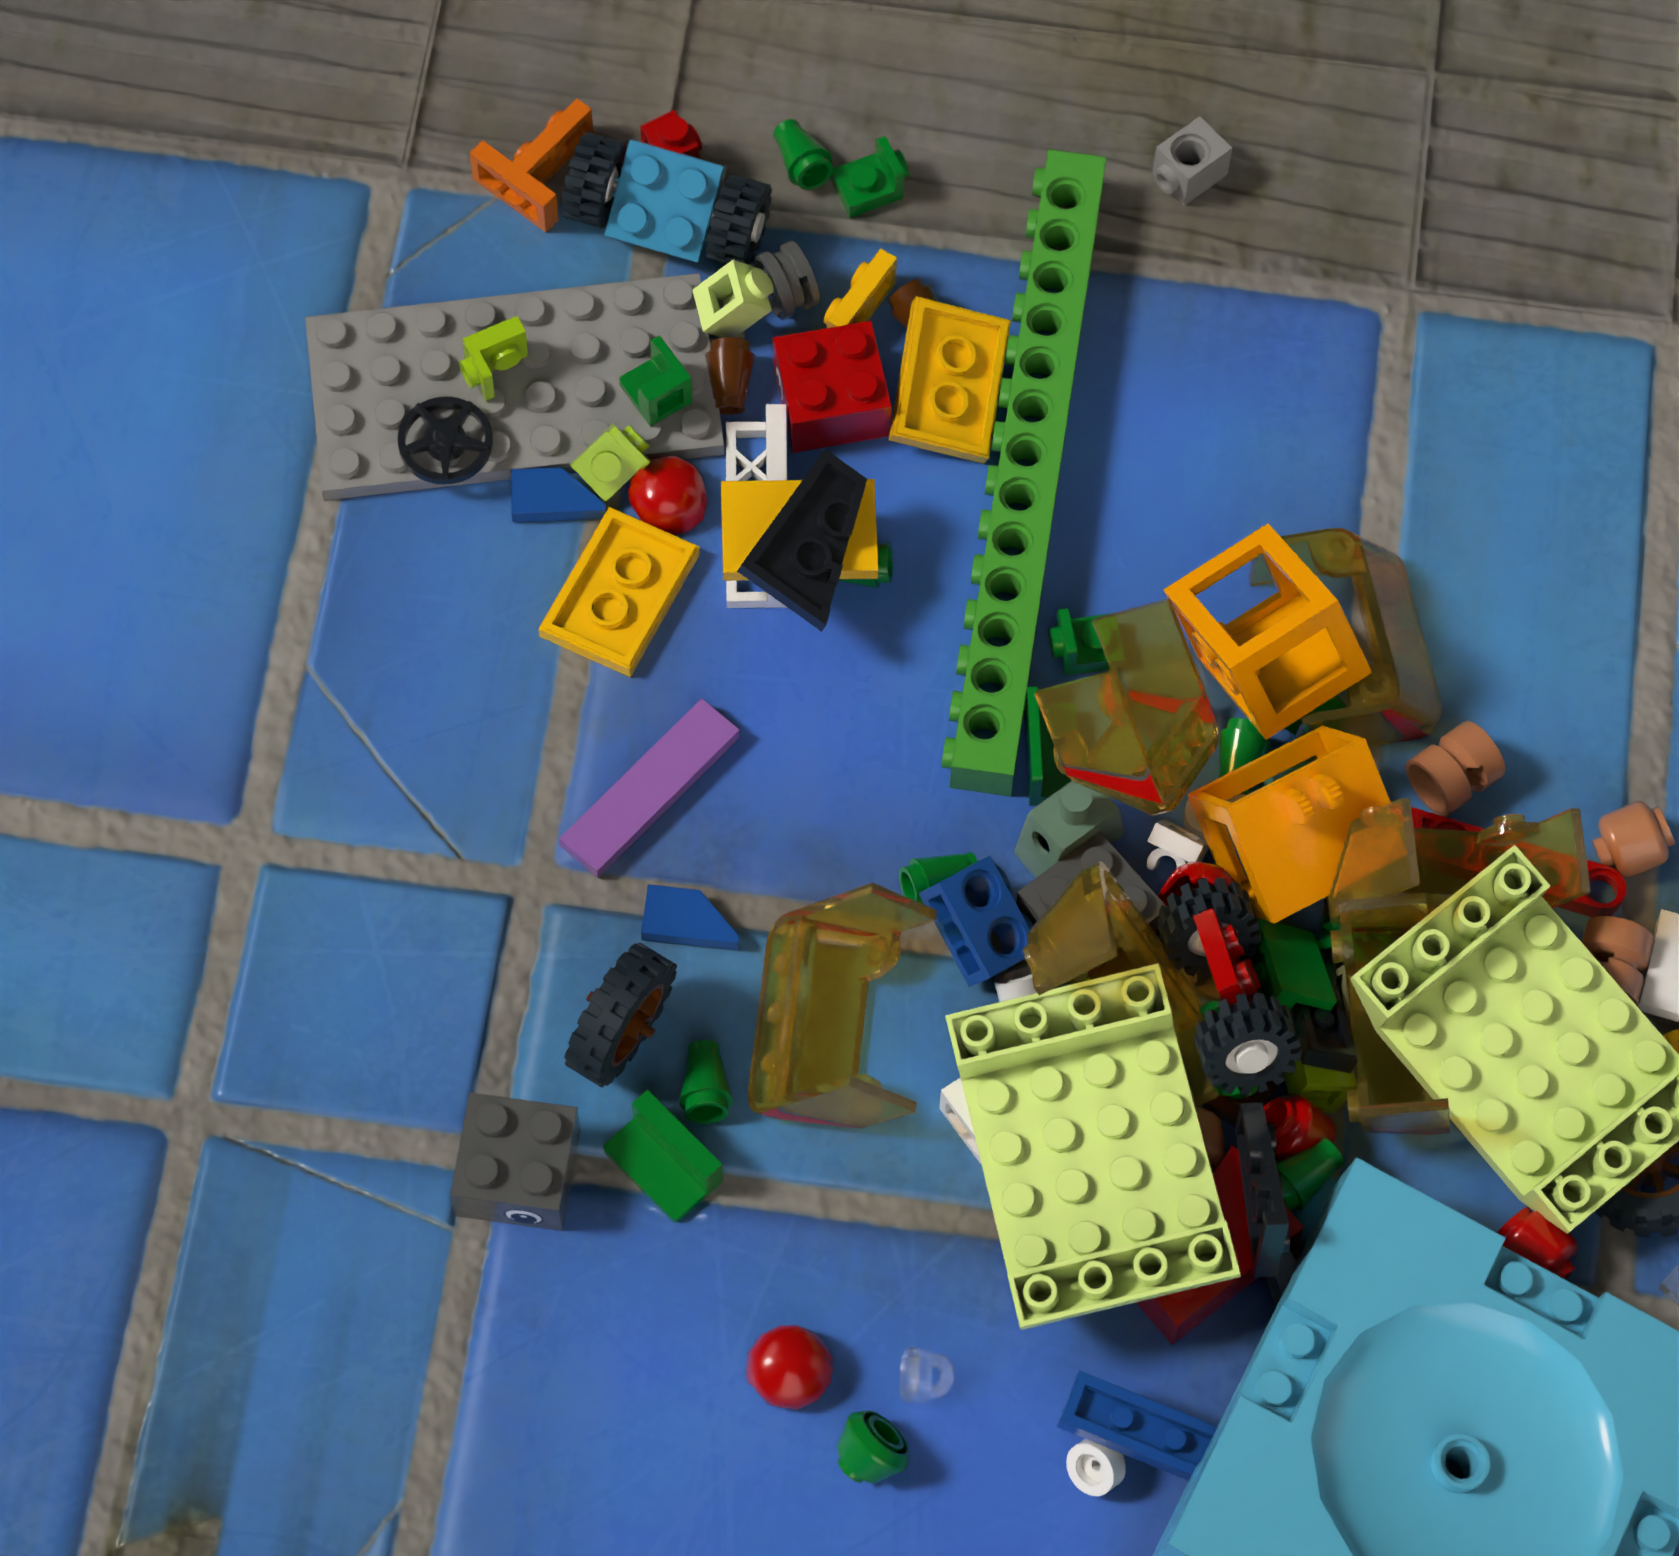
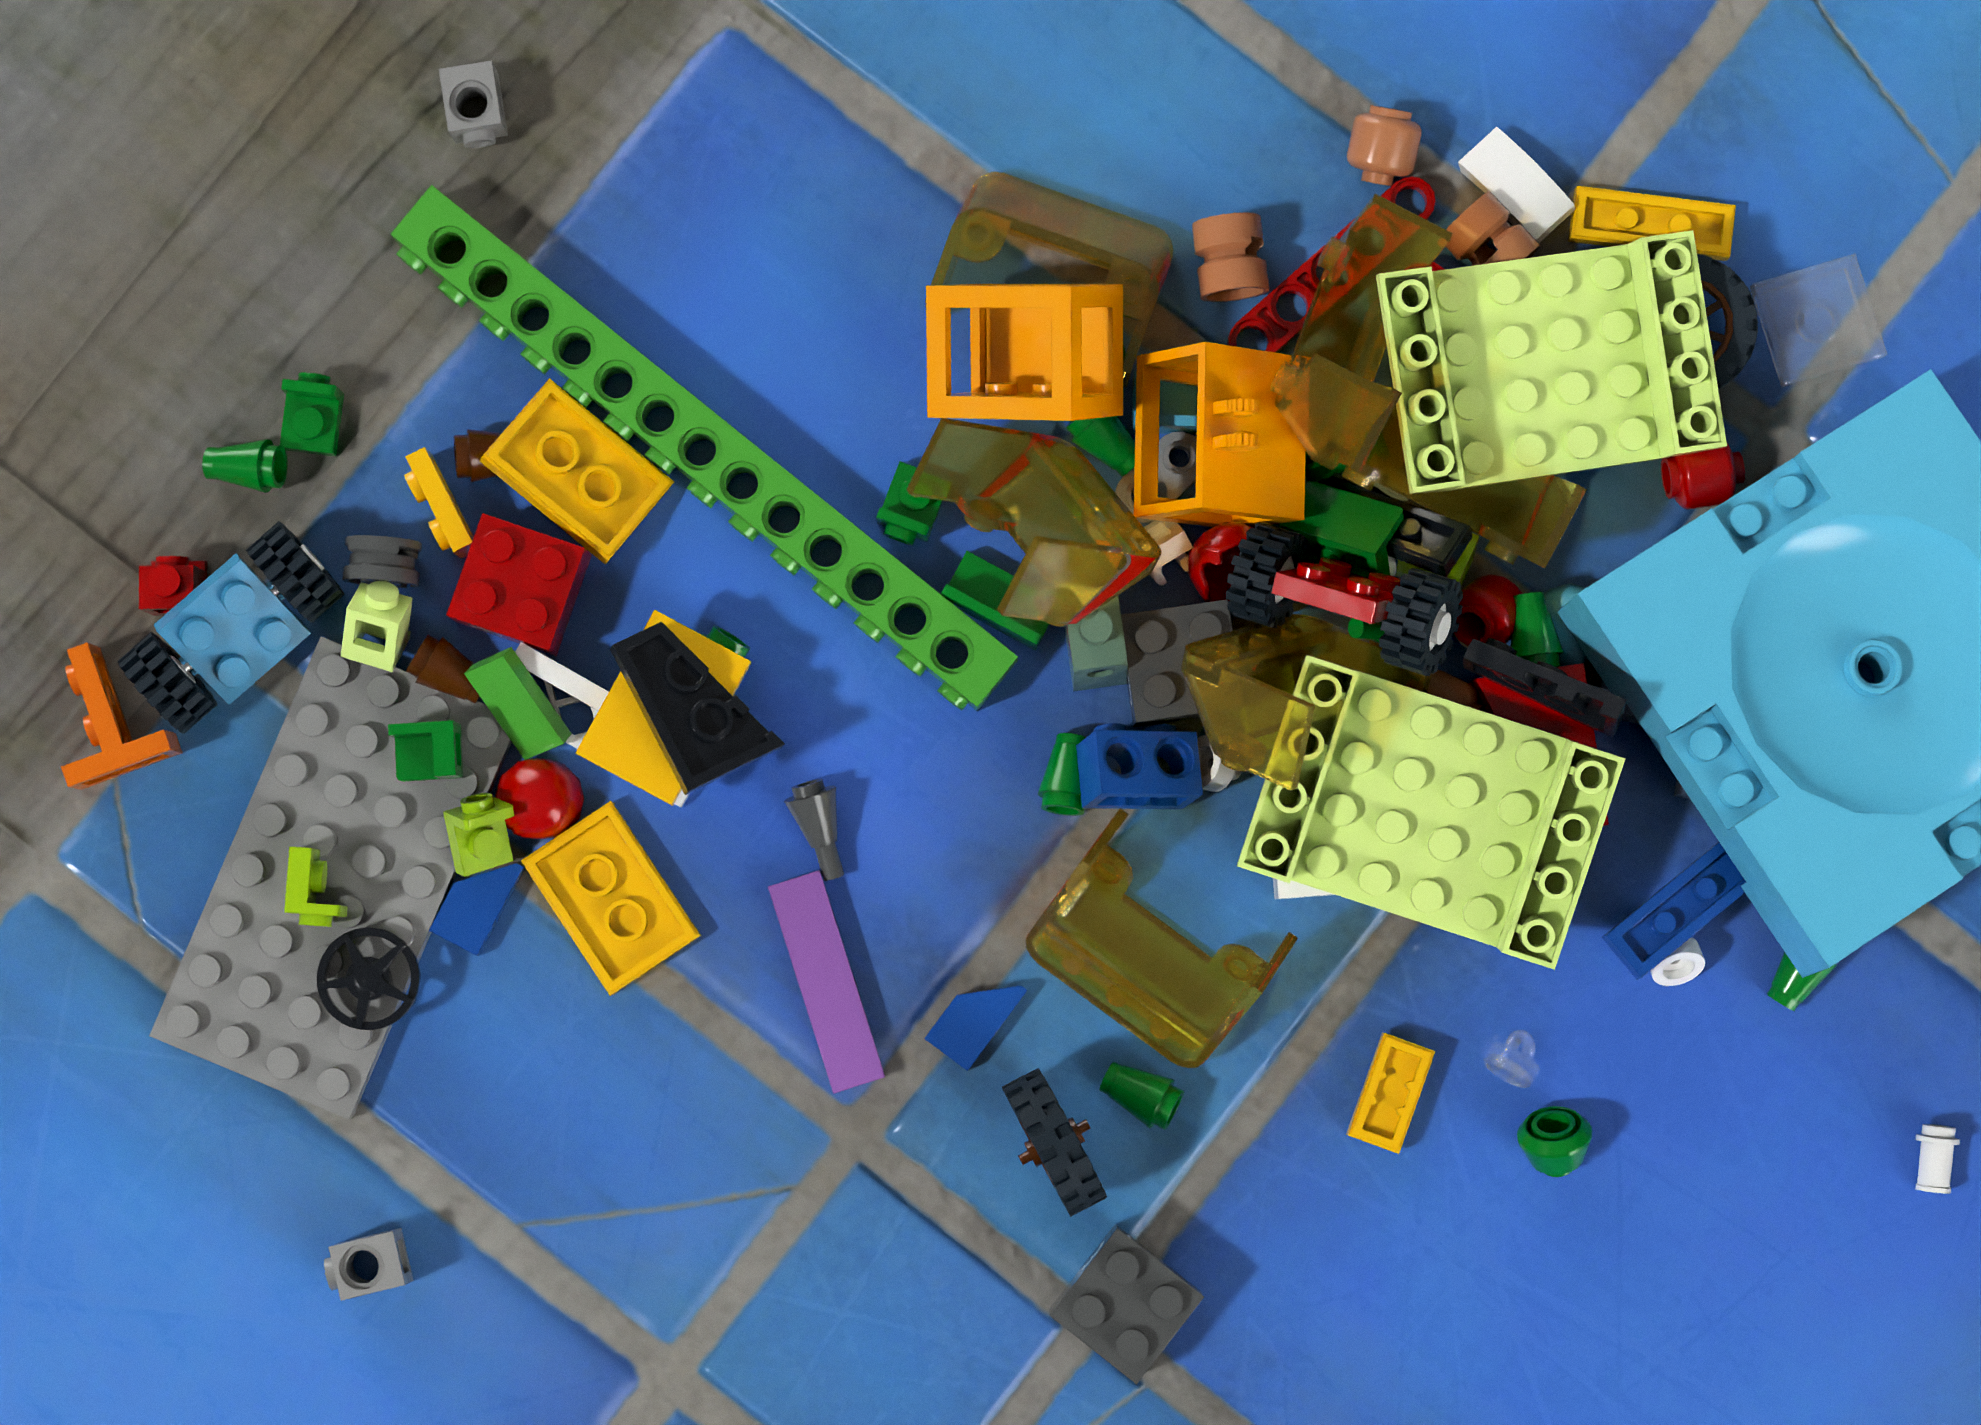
camera: 60 degrees left, 20 degrees up
(214, 583) = (392, 1260): none -> light grey brick
(664, 1158) = (1190, 1171): green panel -> none
(735, 431) = (518, 703): none -> bright green tile
(784, 702) = (816, 815): none -> dark grey cone
(789, 1367) = (1438, 1167): red hair -> none
(830, 1287) = (1390, 1093): none -> yellow plate

